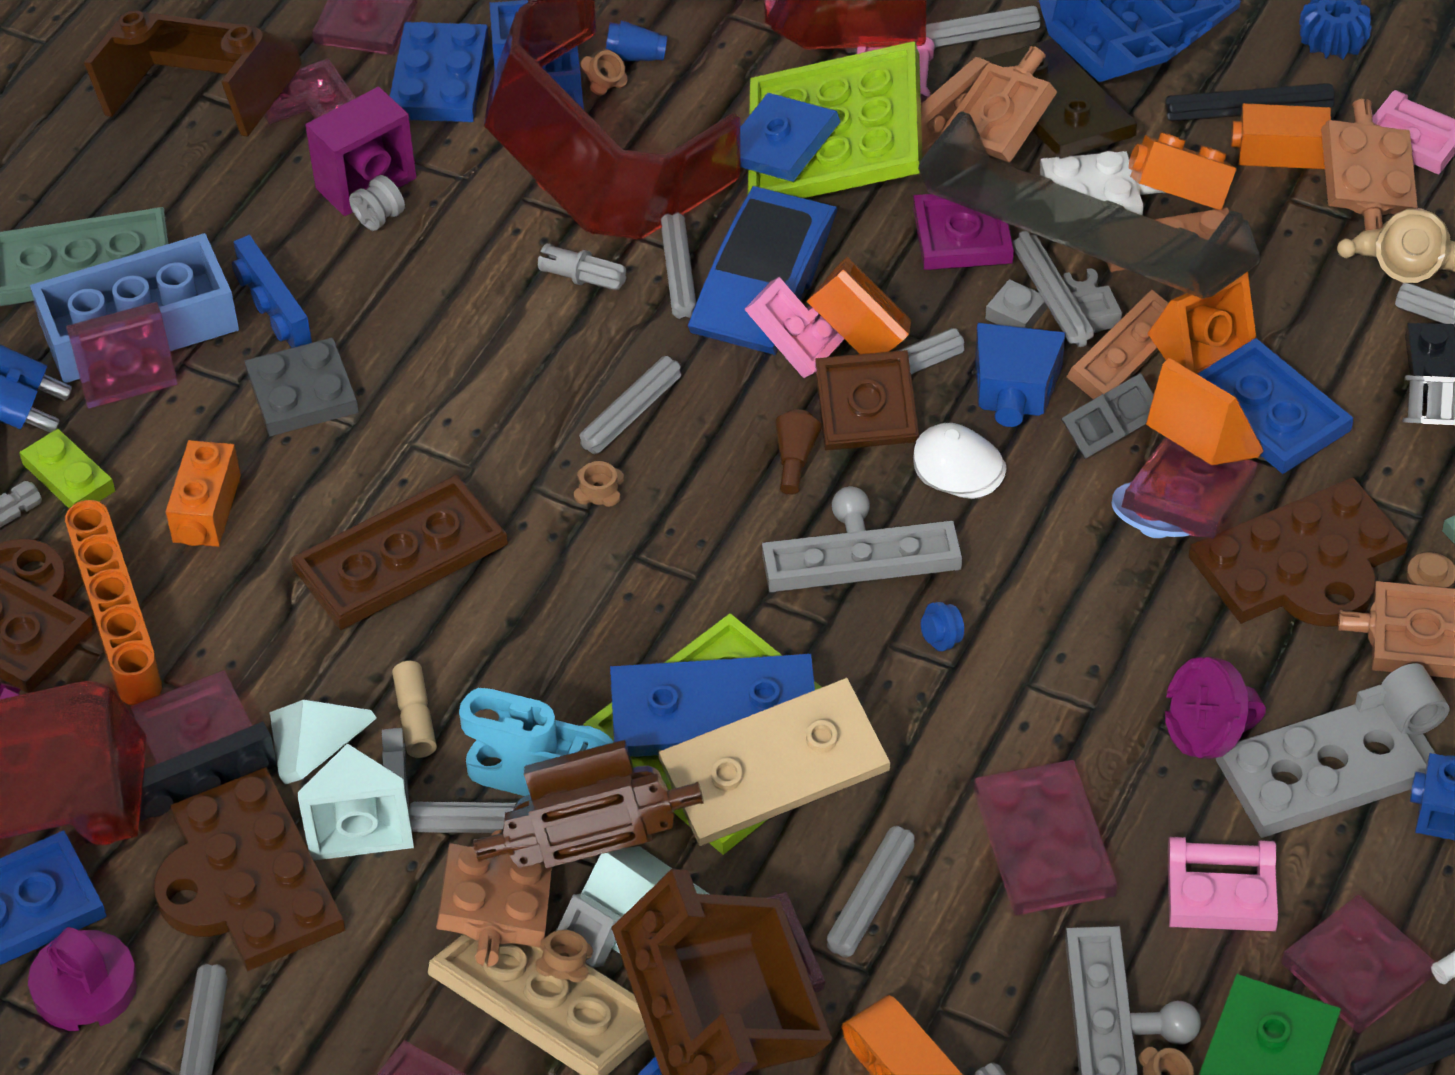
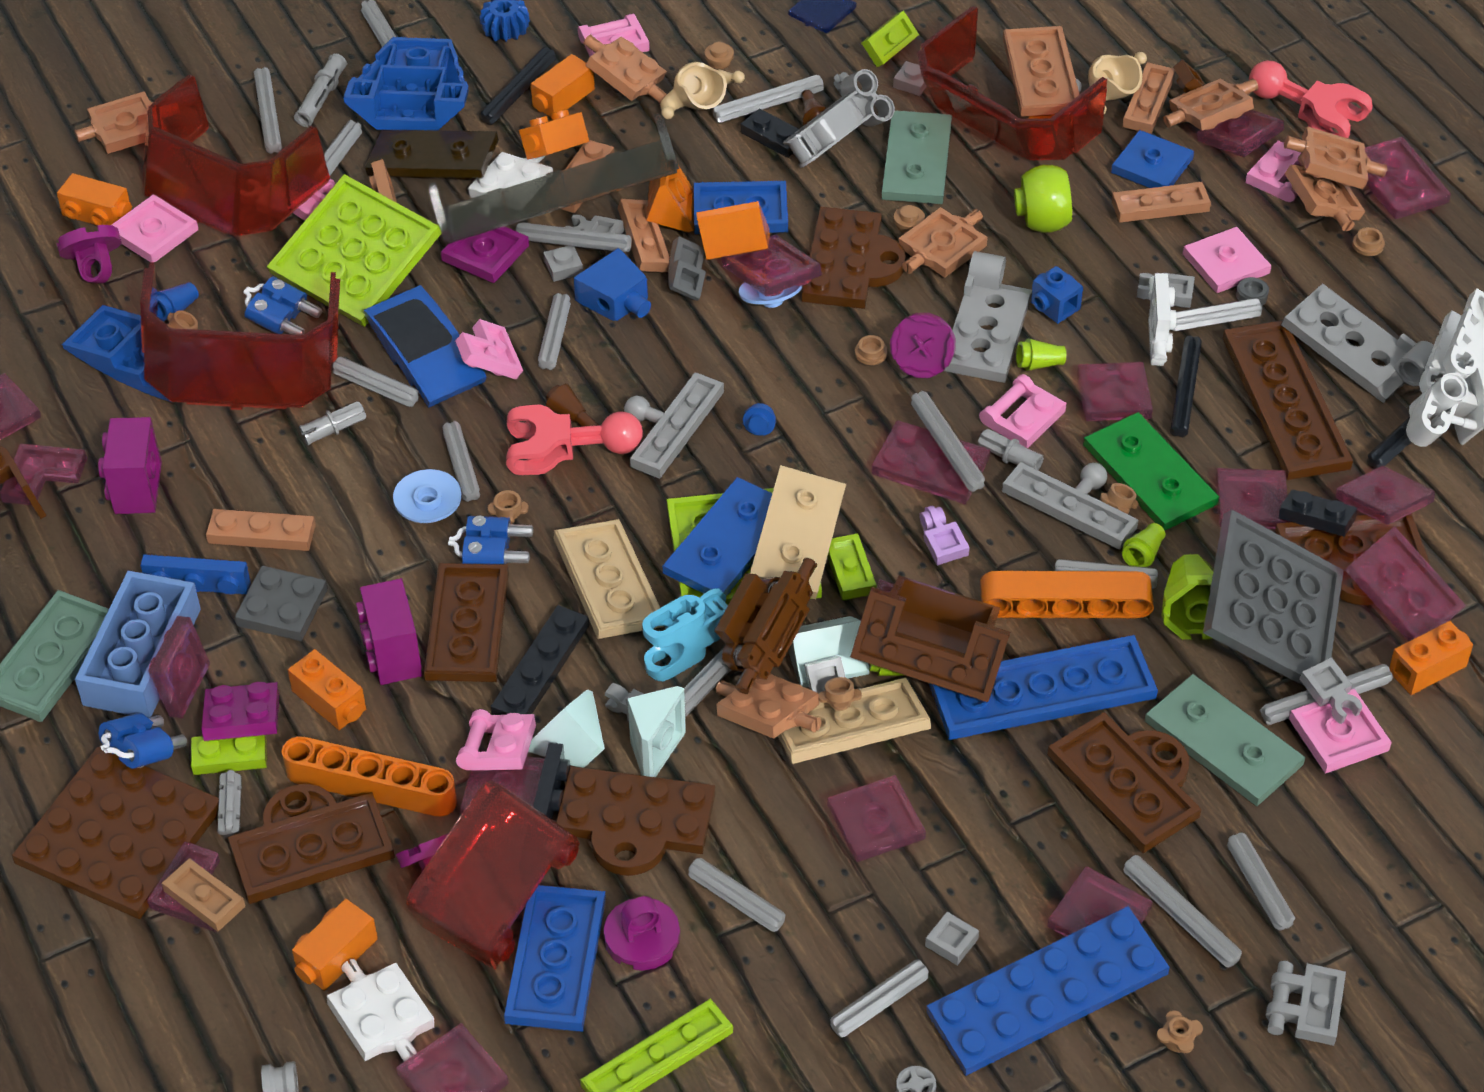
camera: 55 degrees left, 0 degrees up
(118, 443) = (240, 711): none -> magenta plate
(246, 689) = (507, 745): none -> bright pink plate
(309, 488) = (389, 632): none -> magenta brick
(372, 656) = (541, 663): none -> black plate
(377, 202) = (173, 486): light grey wheel -> none
(387, 308) = (261, 529): none -> nougat plate
(413, 704) = (587, 675): tan piece -> none
(440, 70) = (84, 401): blue plate -> none
(526, 496) = (488, 541): none -> blue piece
(544, 406) = (427, 496): none -> light blue dish
(570, 631) = (607, 577): none -> tan plate
(691, 115) = (277, 306): none -> blue piece
(735, 462) = (553, 437): none -> coral piece
(784, 135) = (351, 268): blue plate -> none
(790, 851) = (850, 567): none -> lime plate
(860, 310) = (512, 318): orange slope -> none
(866, 400) = (570, 357): reddish brown tile -> none
(870, 891) = (902, 547): light grey axle -> none
(920, 925) = (942, 539): none -> lavender plate
(958, 461) = (649, 349): white hat -> none
(1007, 104) = (417, 169): nougat plate -> none
(1070, 827) = (948, 441): none -> light grey axle
(1138, 909) = (1009, 449): none -> light grey axle
(1161, 665) = (871, 350): none -> medium nougat plate
(1332, 842) = (1038, 354): none -> lime cone

